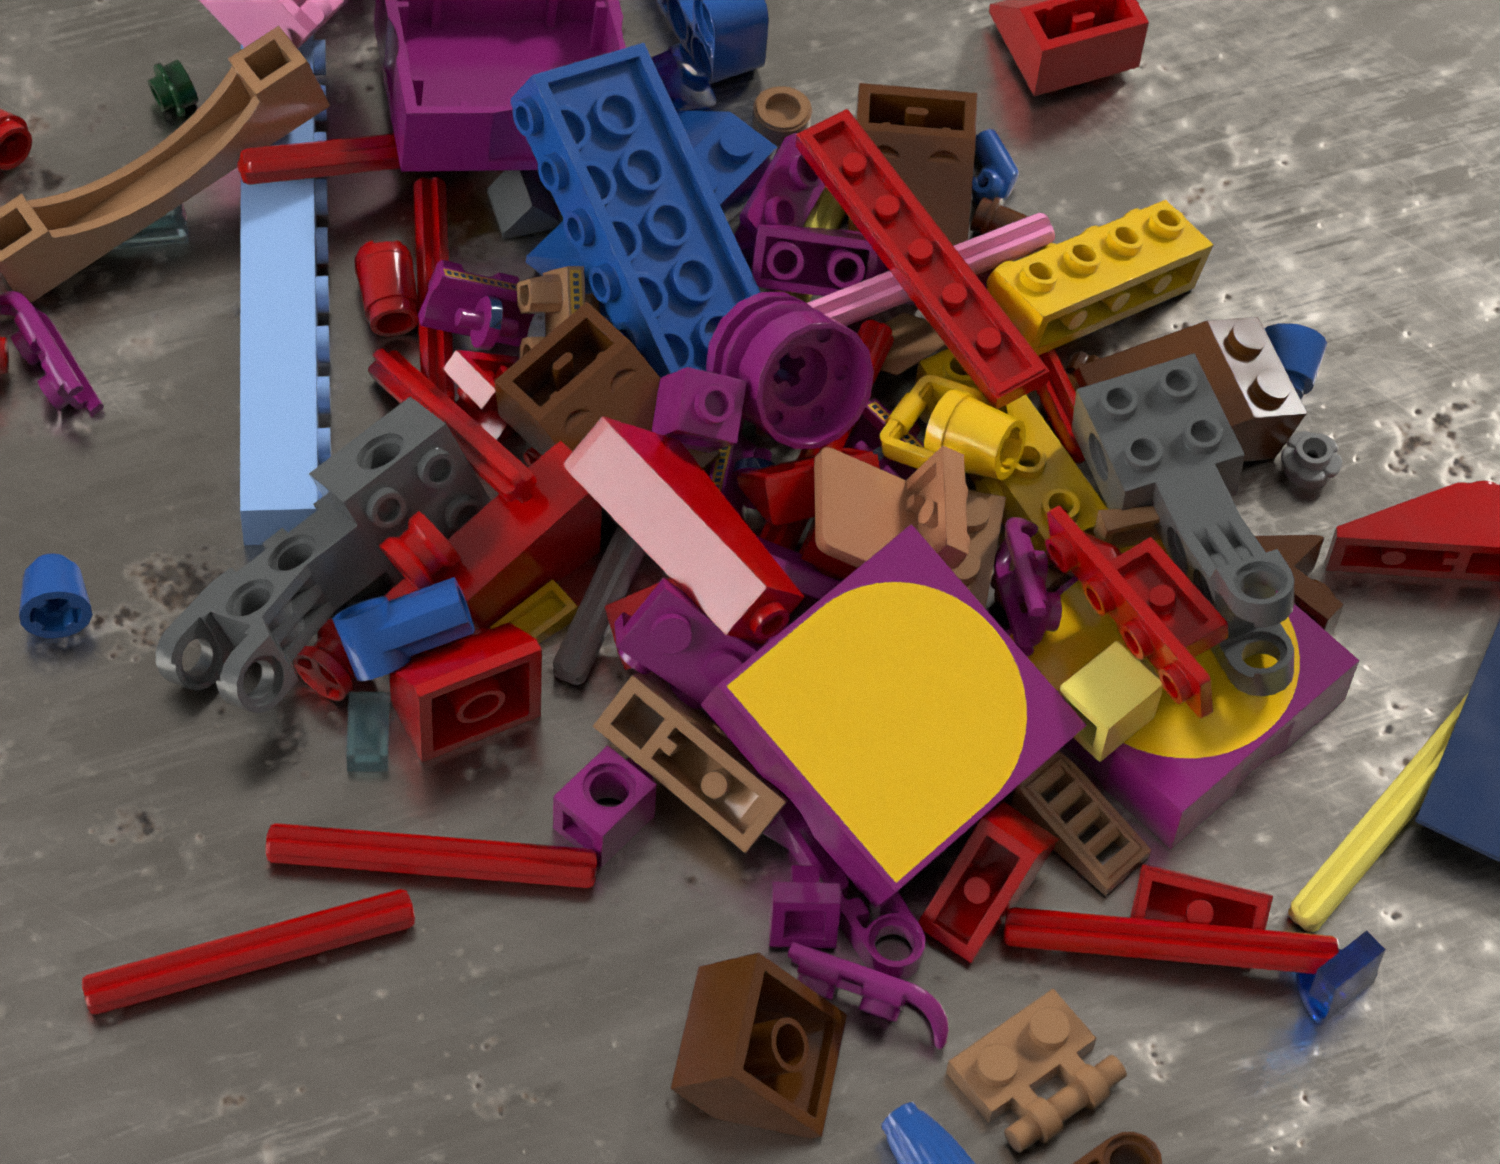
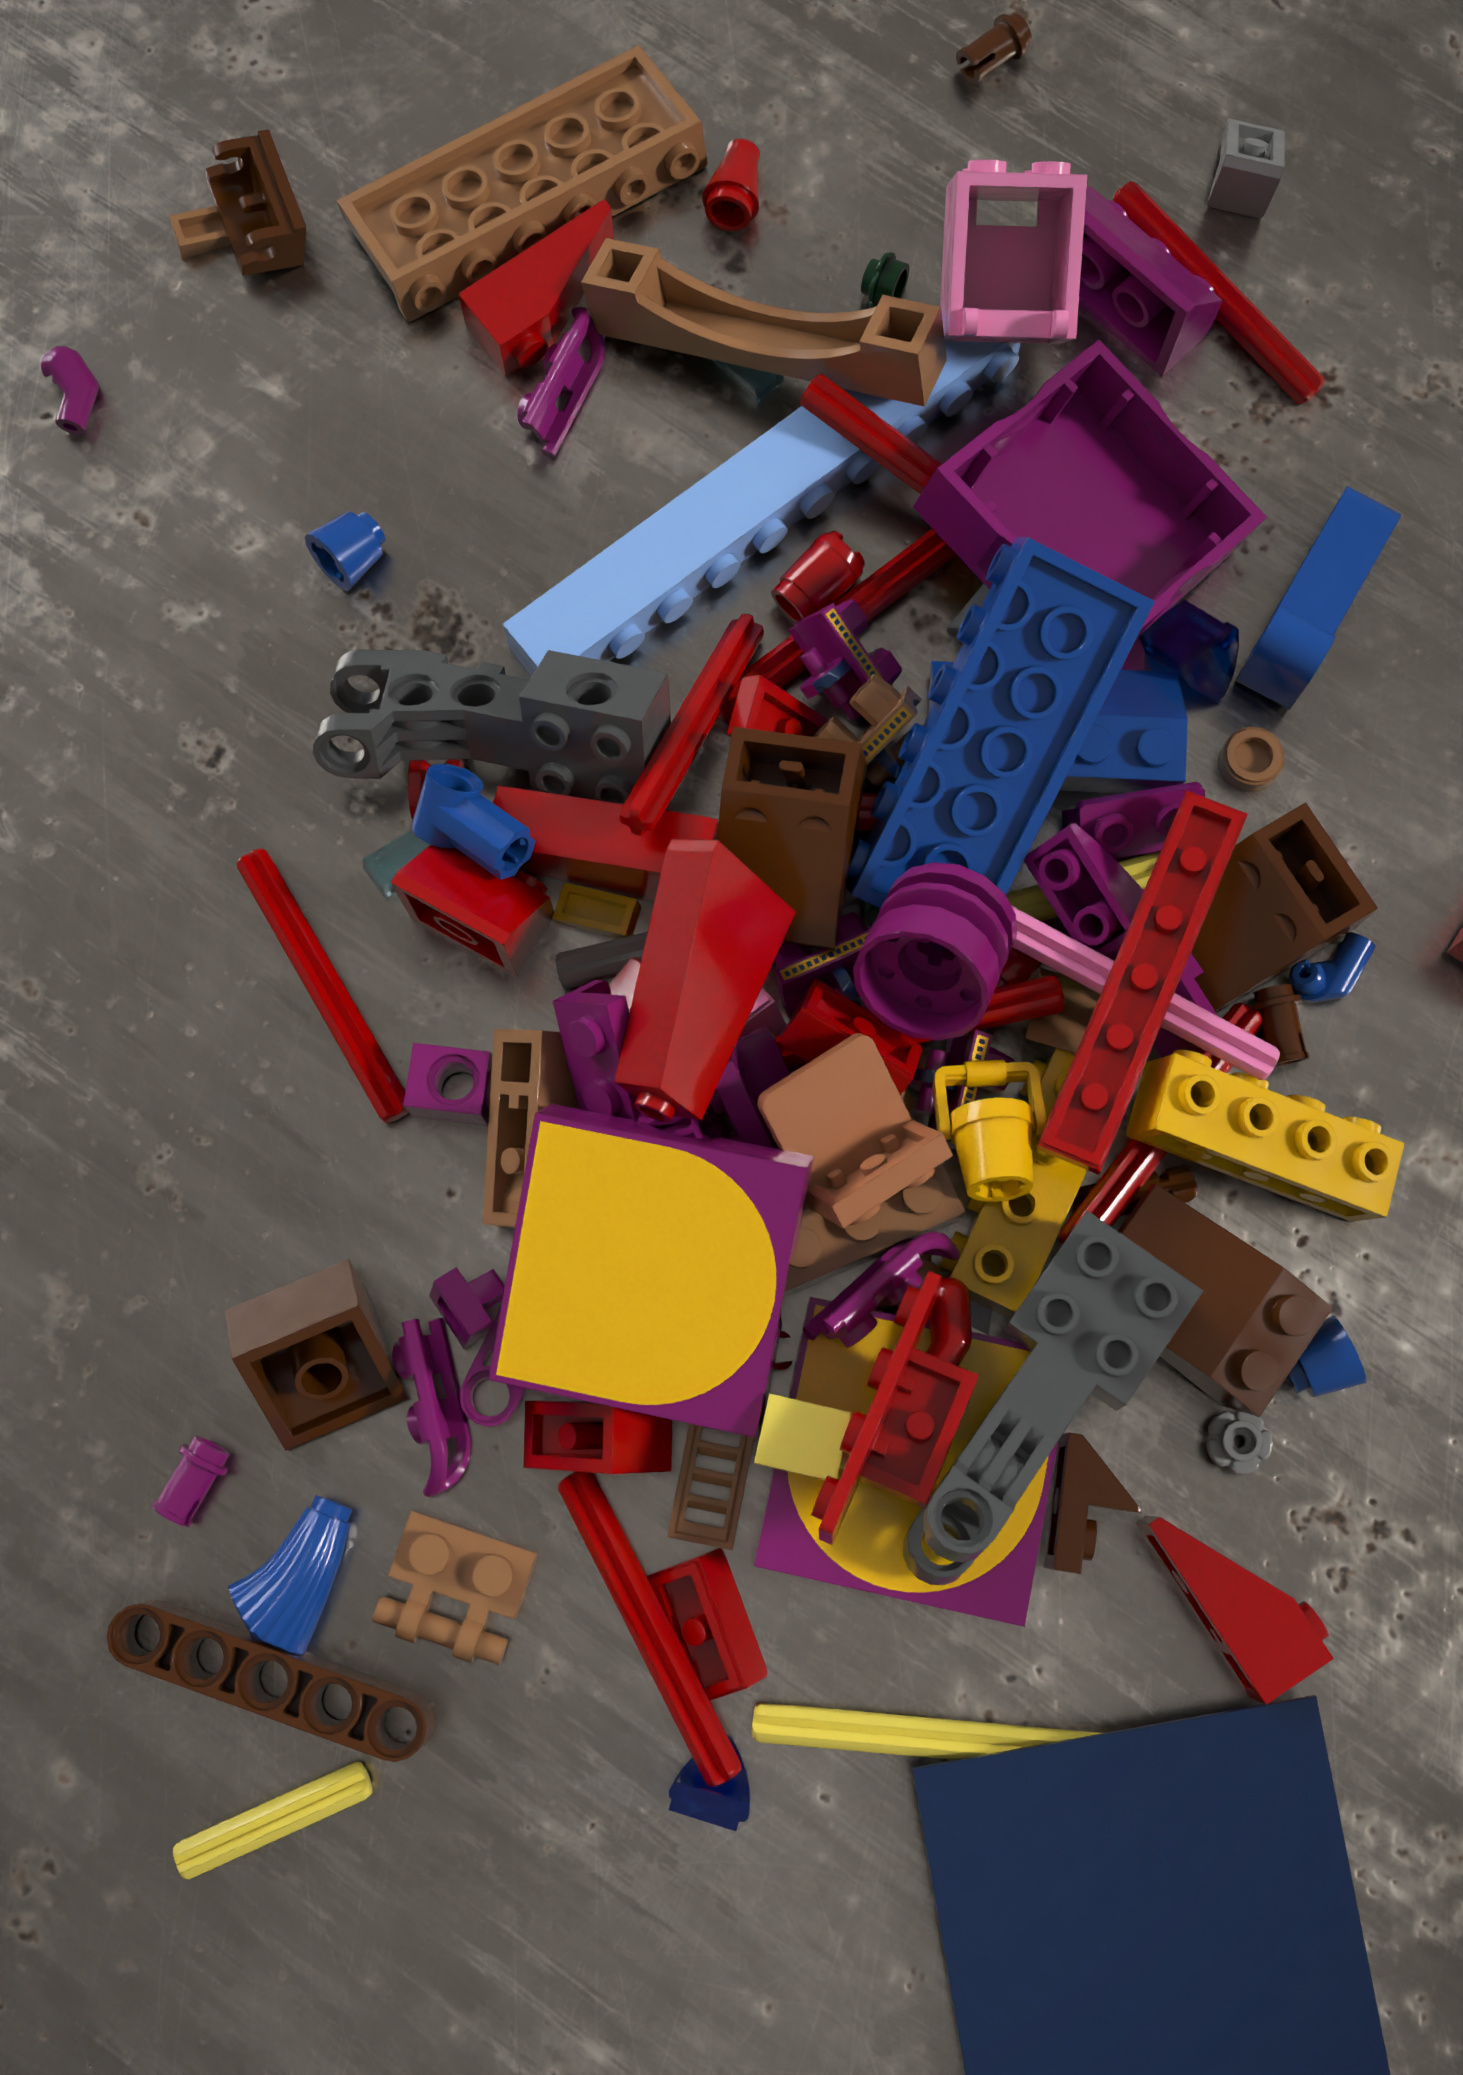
camera: 60 degrees right, 20 degrees up
(247, 951) = (150, 911): red axle -> none
(420, 551) = (536, 786): red wheel -> none
(699, 409) = (829, 907): magenta brick -> none
(1127, 526) = (993, 1331): medium nougat piece -> none

